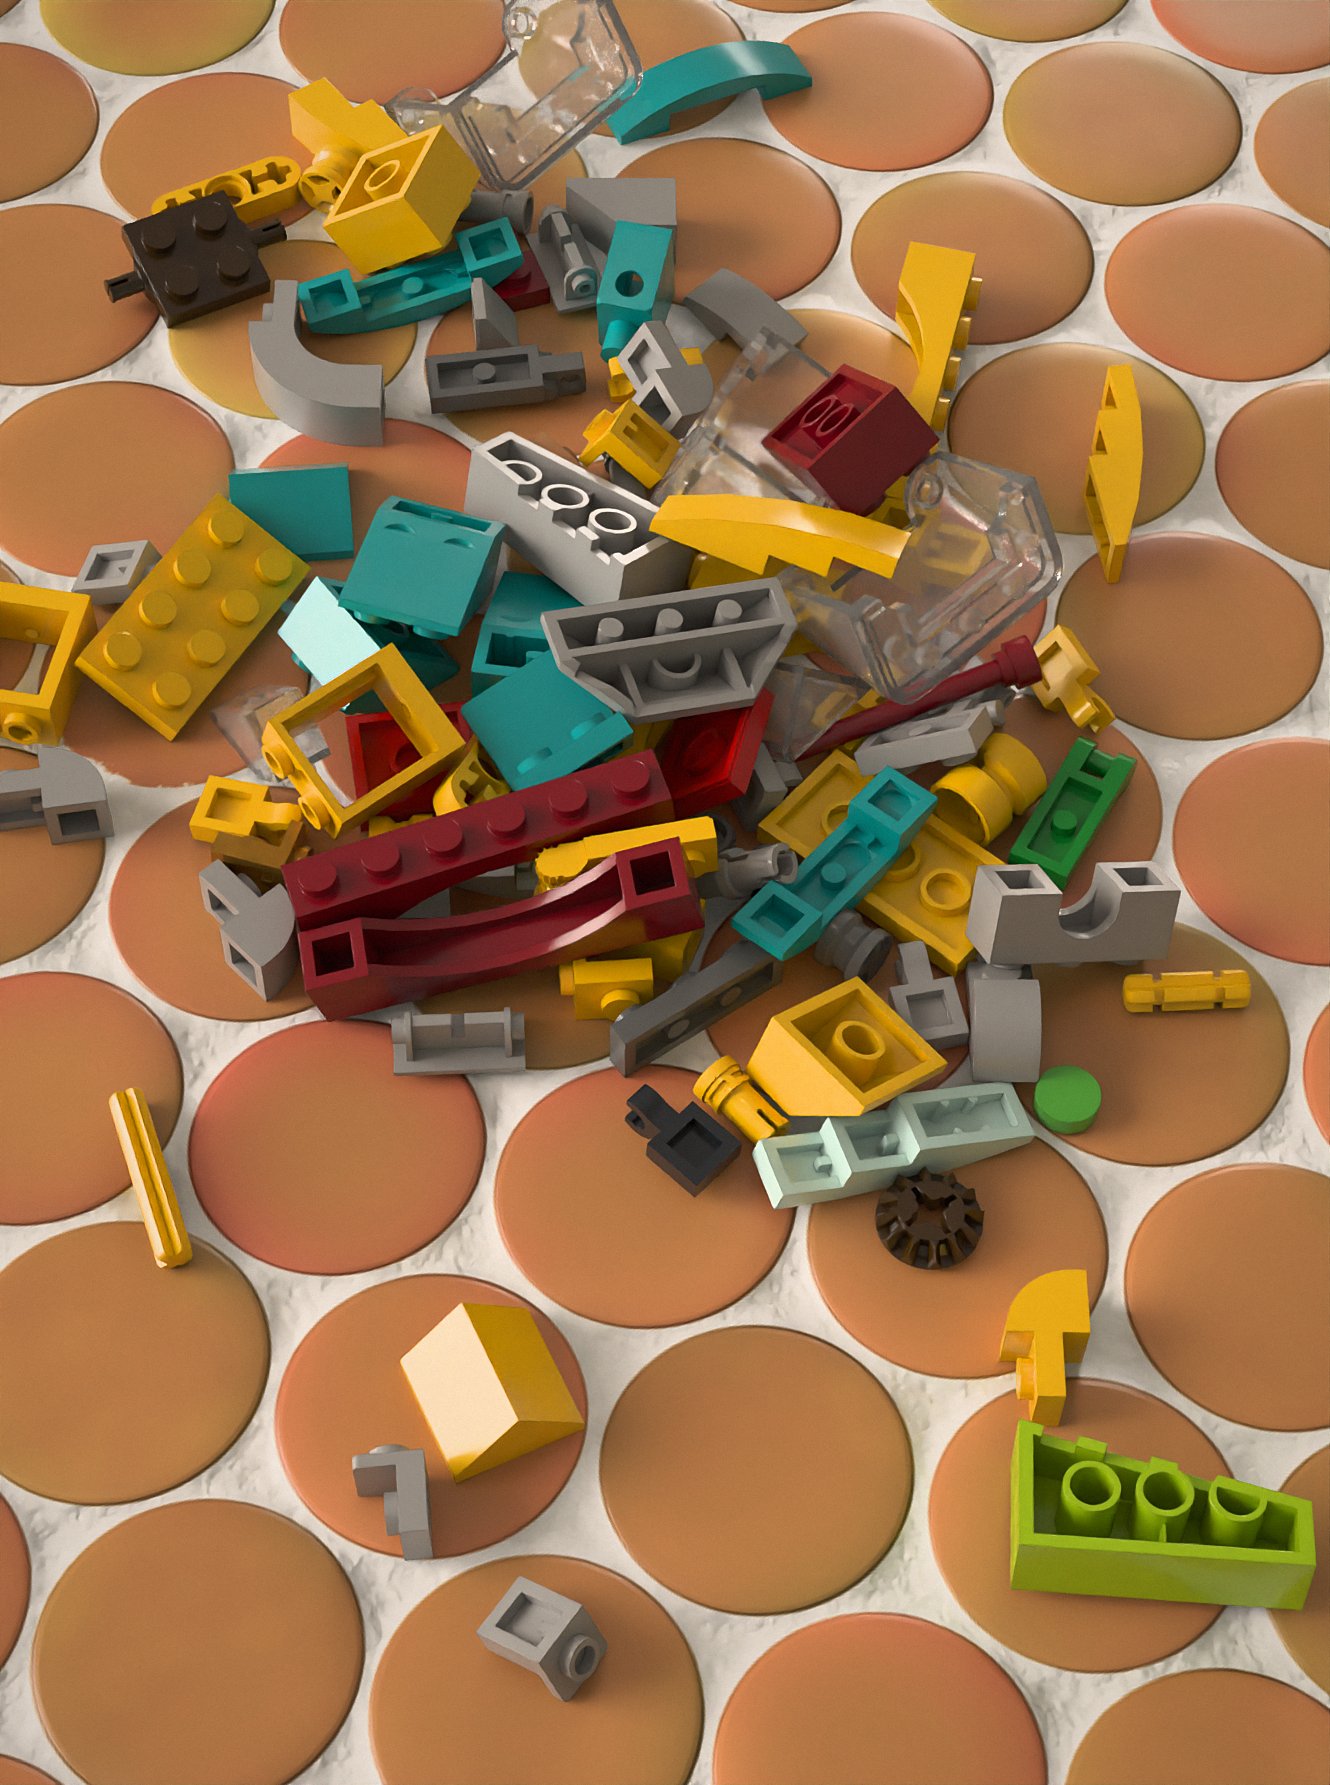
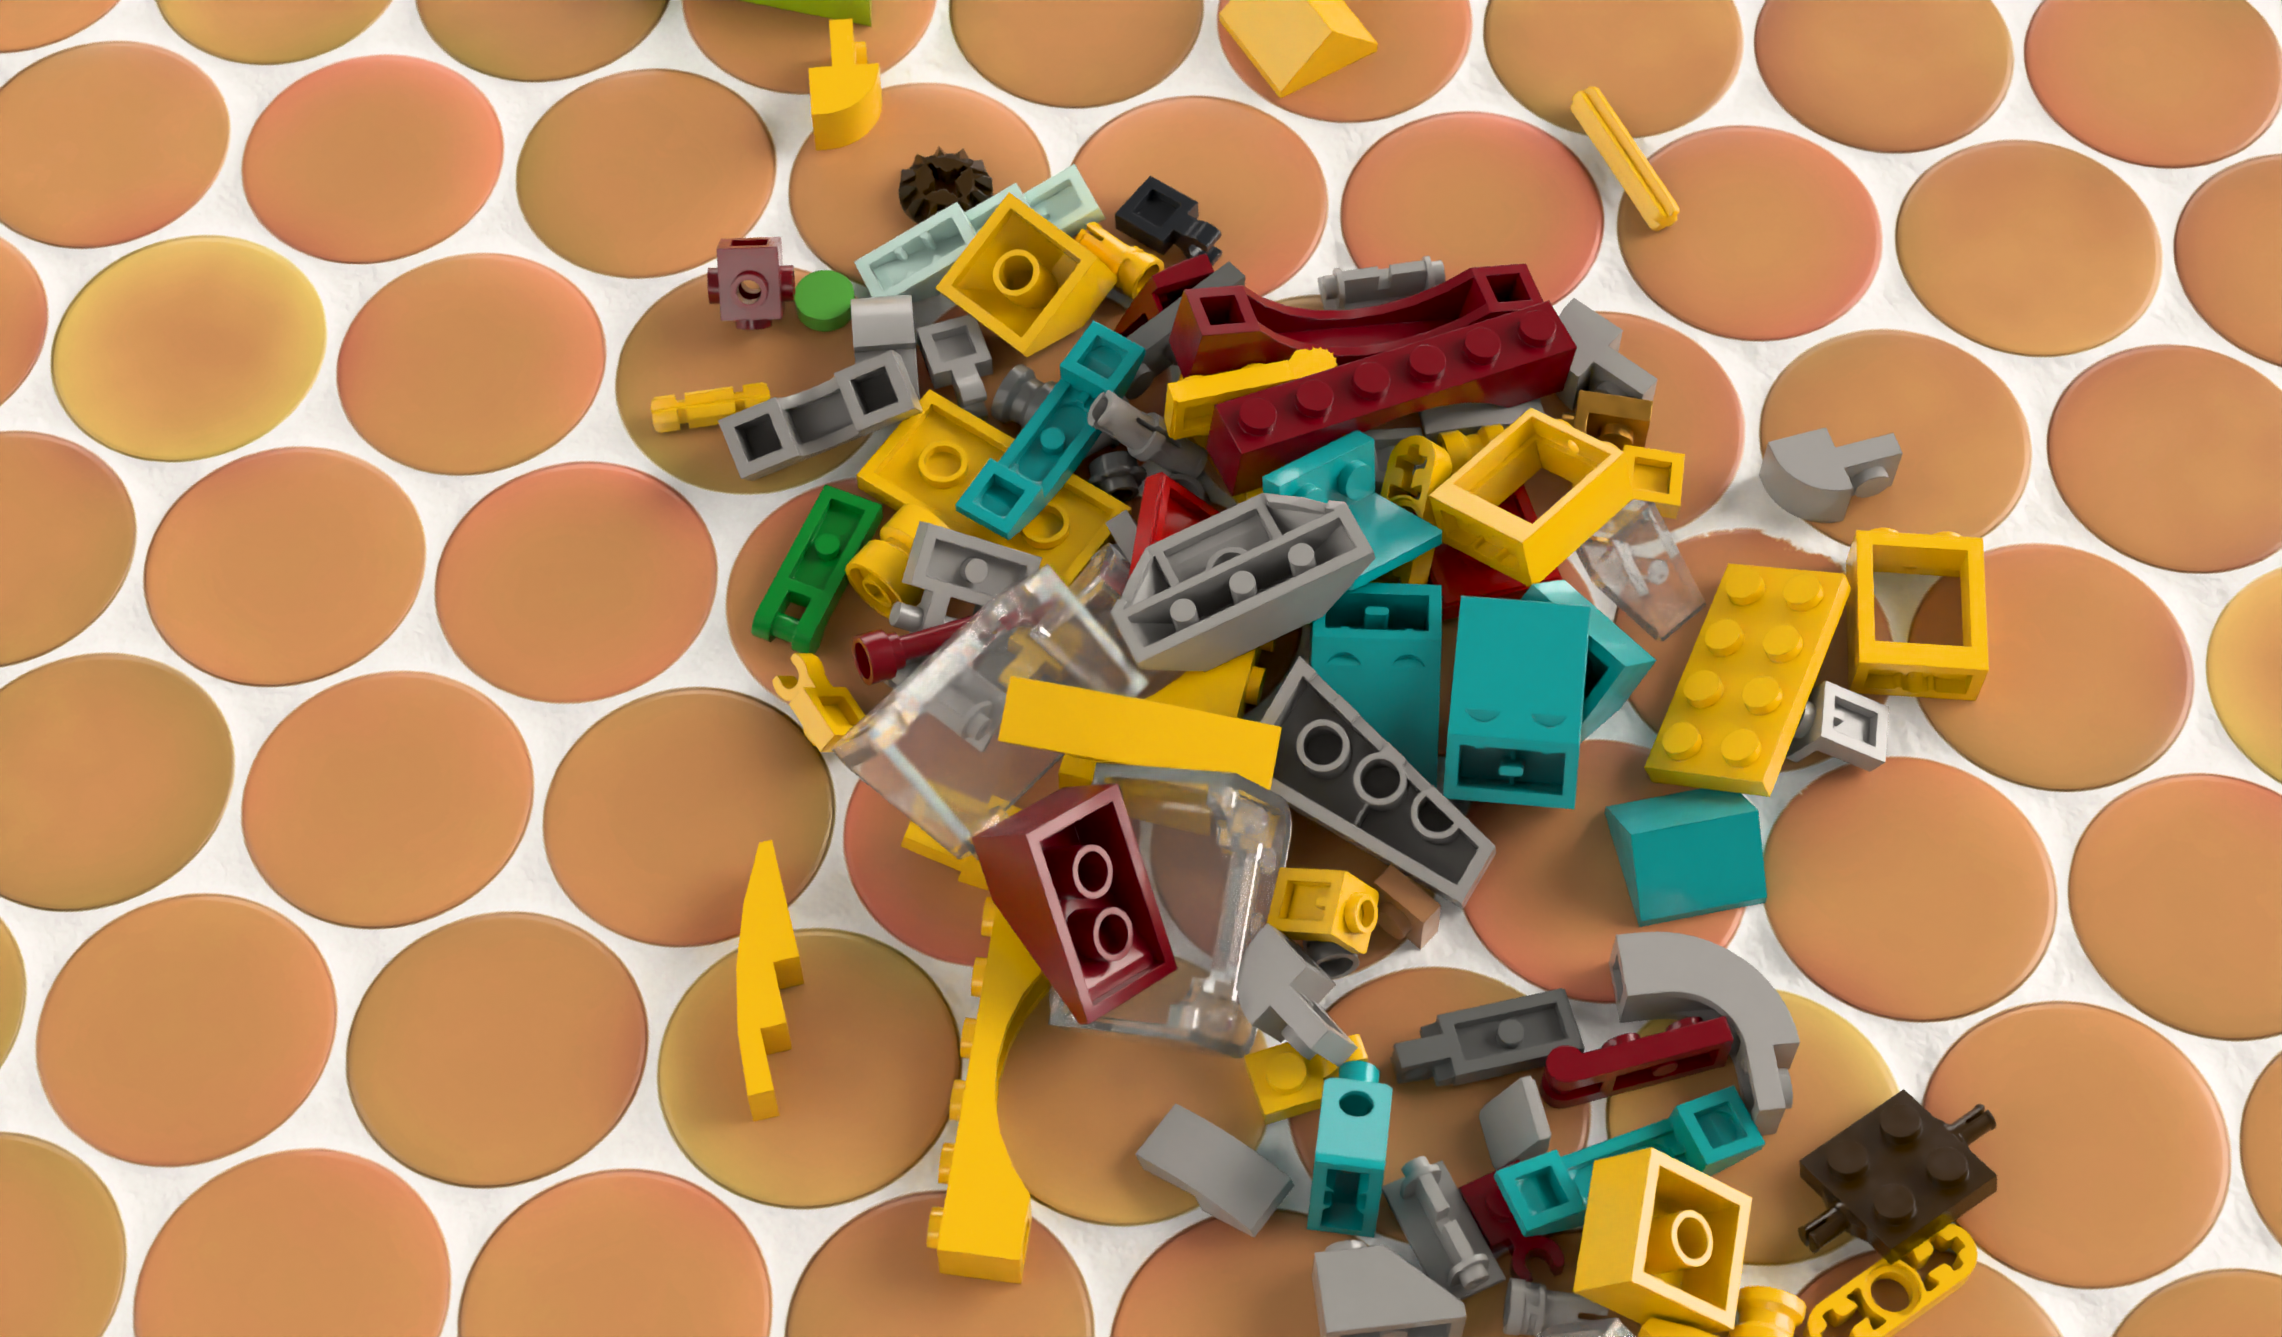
camera: 175 degrees right, 5 degrees up
(394, 342) = (1635, 1062): none -> dark red plate
(691, 1049) = (1162, 291): none -> dark red slope
(1155, 1112) = (753, 260): none -> brick

